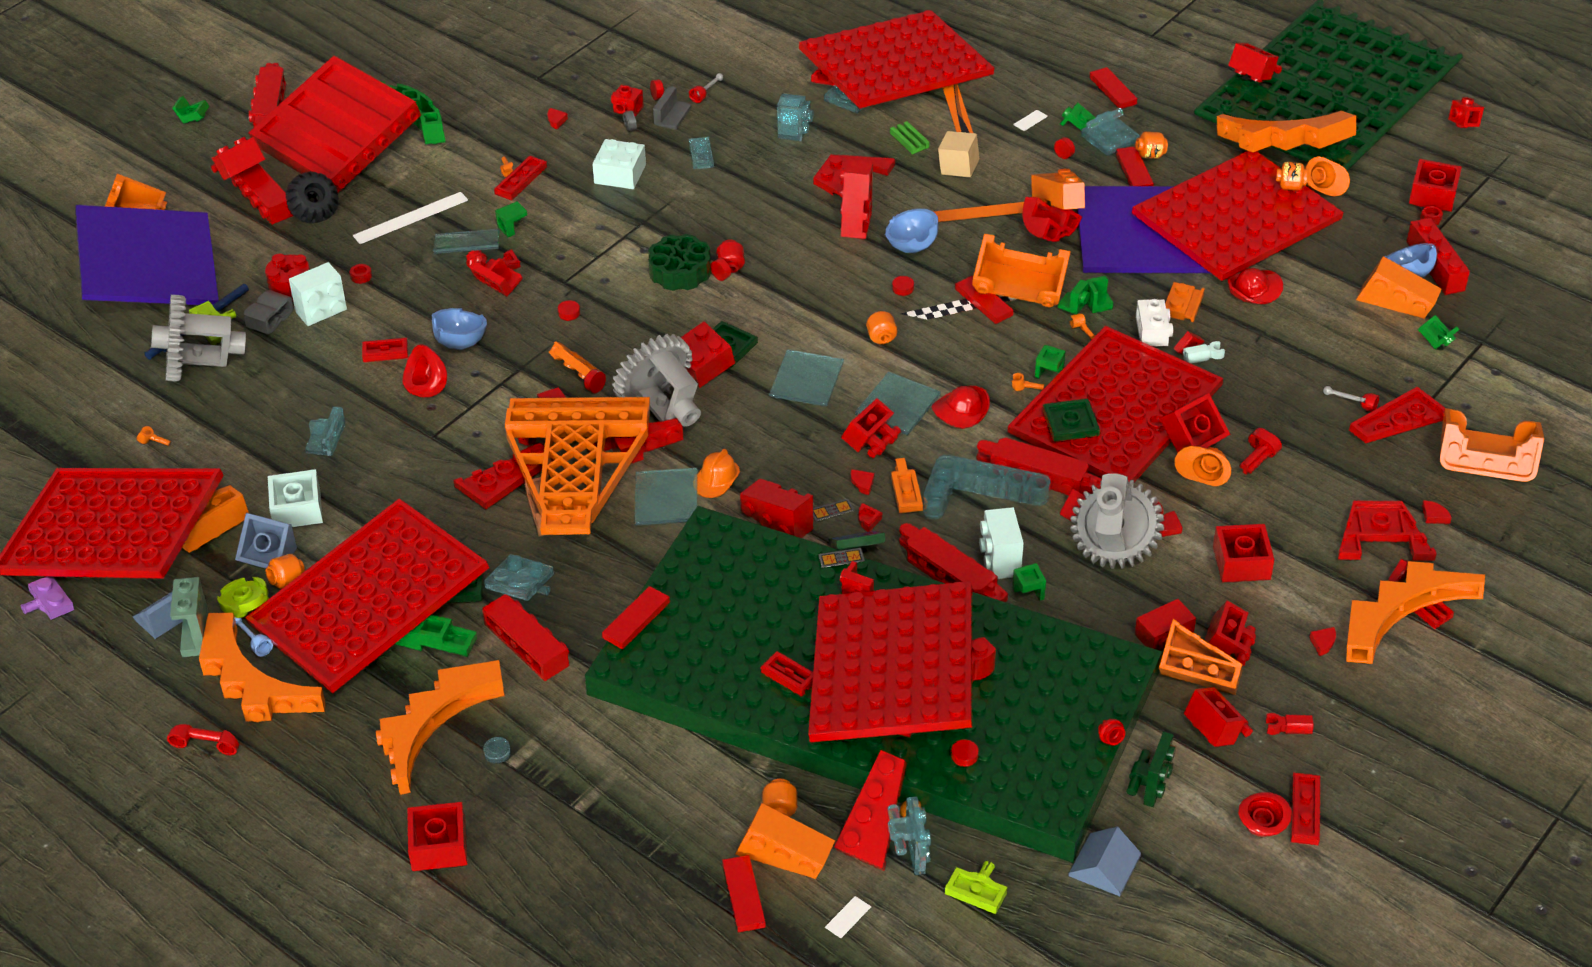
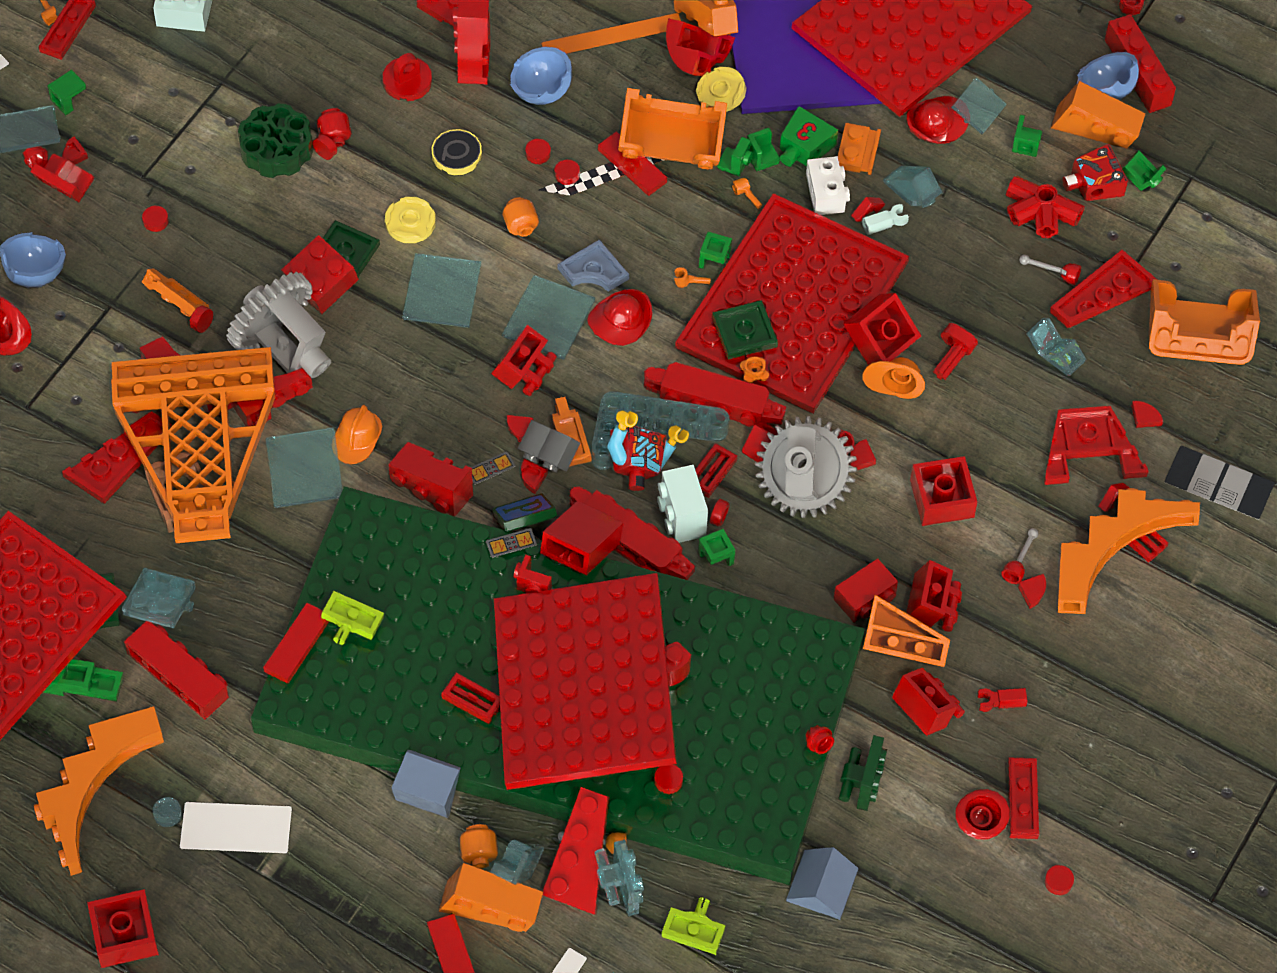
camera: 10 degrees left, 15 degrees up
(557, 769) = (236, 827): none -> white sticker
(687, 599) = (351, 617): none -> lime plate
(737, 742) = (426, 783): none -> sand blue slope
(786, 326) = (410, 220): none -> light yellow tile
(798, 228) = (407, 78): none -> red tile
(815, 812) = (518, 862): none -> clear light blue panel
(833, 281) = (456, 152): none -> tile
(885, 492) = (548, 446): none -> dark grey brick
(905, 556) = (581, 537): none -> red brick
(926, 301) = (567, 172): none -> red tile
(943, 369) = (595, 266): none -> sand blue tile
(964, 499) = (640, 451): none -> torso
(1035, 554) = (719, 512): none -> red tile
(1036, 526) = (721, 474): none -> red tile
(1072, 243) = (721, 85): none -> light yellow tile
(1076, 448) = (754, 363): none -> orange plate
(1137, 285) = (806, 138): none -> green torso
(1232, 328) = (914, 185): none -> clear light blue slope
(1292, 277) = (979, 105): none -> clear light blue piece
(1306, 622) = (1014, 570): none -> red hinge
(1333, 304) = (1026, 139): none -> green panel
(1338, 880) = (1059, 880): none -> red tile
(1345, 349) = (1041, 204): none -> red piece
(1360, 462) = (1059, 352): none -> clear light blue slope
(1396, 332) = (1097, 175): none -> red torso
(1504, 571) = (1219, 482): none -> sticker

